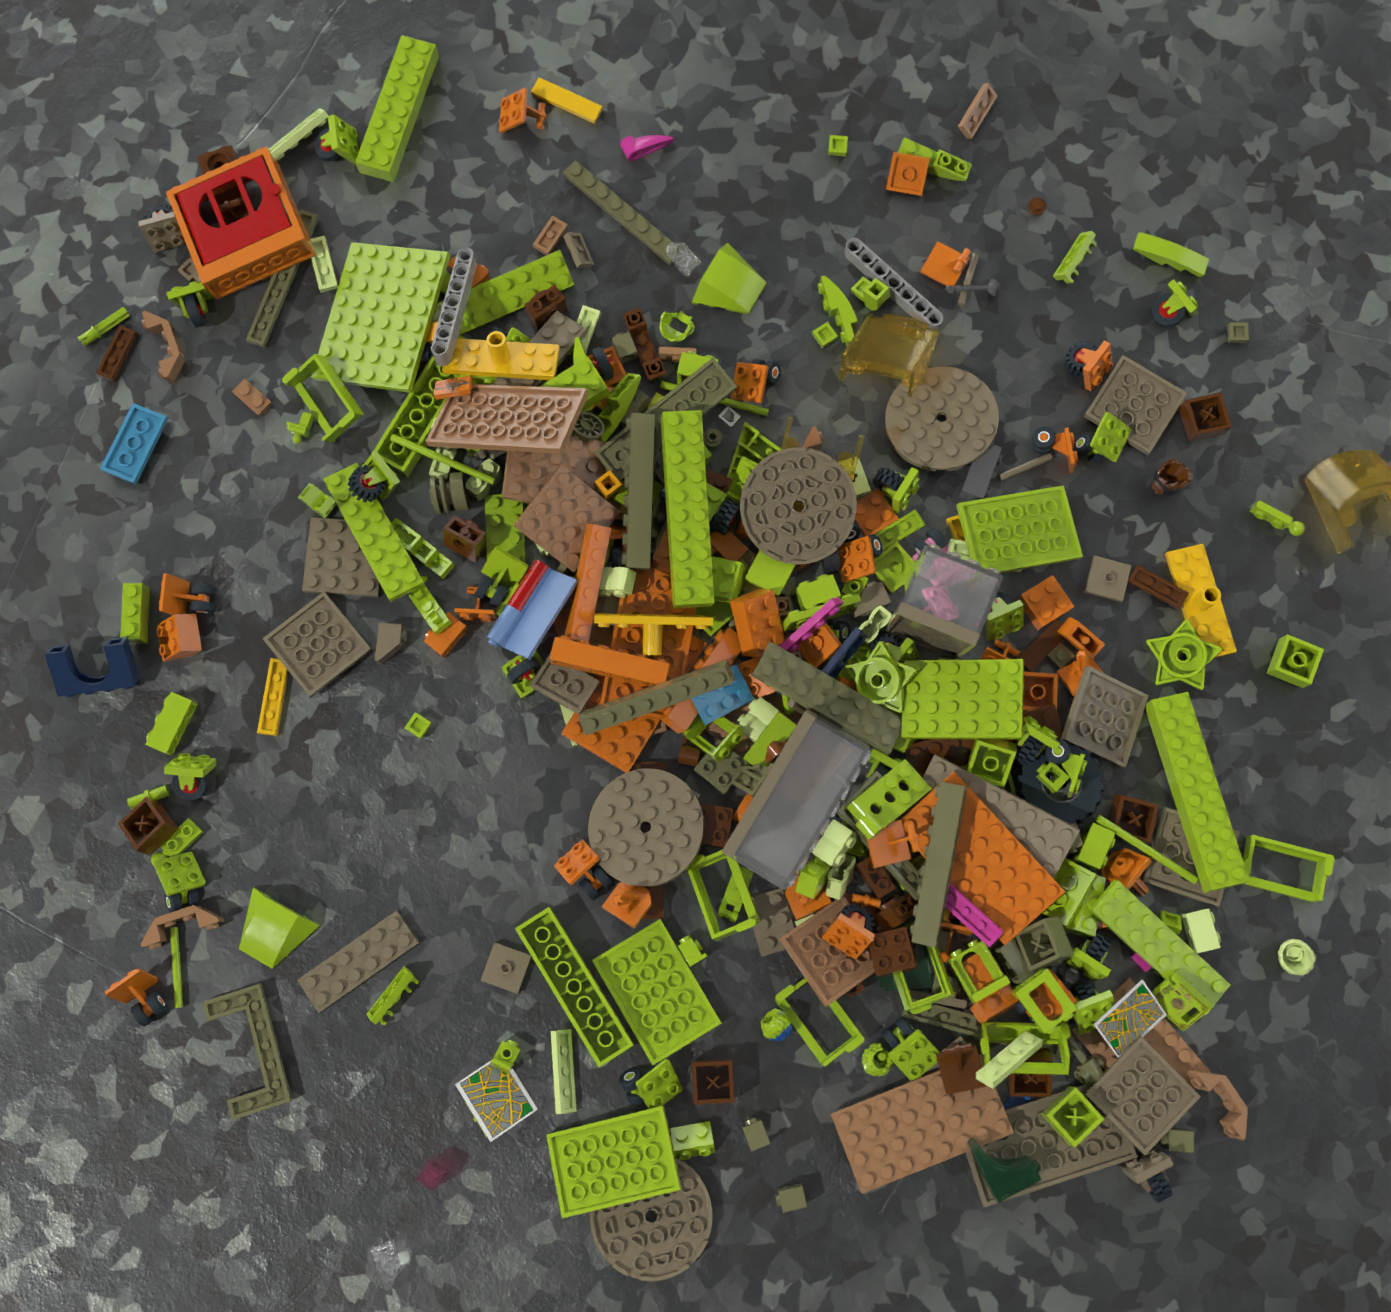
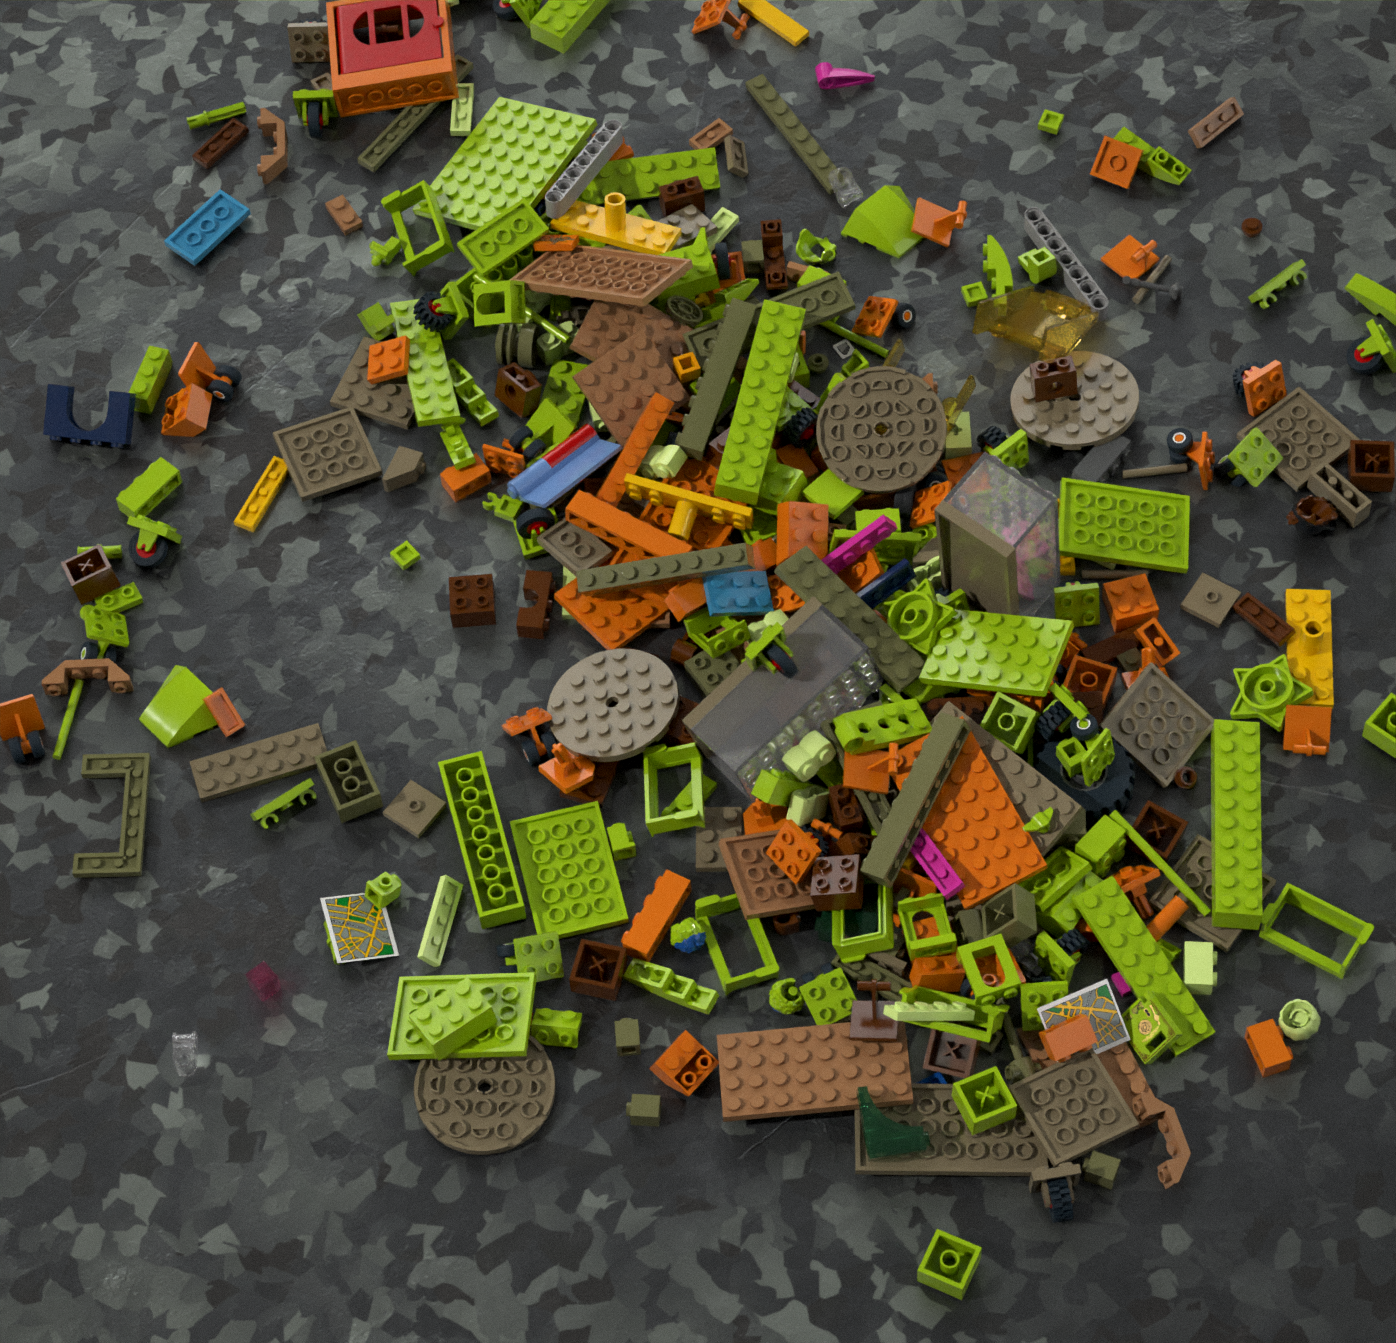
camera: 20 degrees right, 20 degrees down
(311, 927) = (223, 712): none -> orange tile
(341, 540) = (388, 359): none -> orange plate
(405, 396) = (502, 237): none -> lime plate
(436, 459) = (514, 303): none -> lime panel
(442, 963) = (348, 781): none -> olive brick
(489, 654) = (505, 507): none -> lime plate
(491, 755) = (472, 600): none -> reddish brown brick
(551, 759) = (534, 620): none -> reddish brown arch
(609, 1177) = (453, 1018): none -> lime brick
(744, 1013) = (656, 916): none -> orange brick
(771, 272) = (937, 222): none -> orange plate
(775, 1073) = (671, 986): none -> lime slope
(783, 778) = (771, 652): none -> lime plate
(811, 1147) = (684, 1064): none -> orange slope
(923, 408) = (1053, 379): none -> reddish brown brick
(1025, 574) = (1099, 574): none -> dark tan bar
(1049, 855) = (1040, 822): none -> lime piece
(1084, 1267) = (949, 1264): none -> lime brick
(1124, 1039) = (1068, 1037): none -> orange brick
(1138, 754) = (1191, 777): none -> reddish brown plate
(1164, 895) = (1167, 917): none -> orange piece
(1187, 451) = (1346, 498): none -> dark tan brick
(1226, 684) = (1307, 729): none -> orange plate
(1277, 988) = (1268, 1047): none -> orange brick

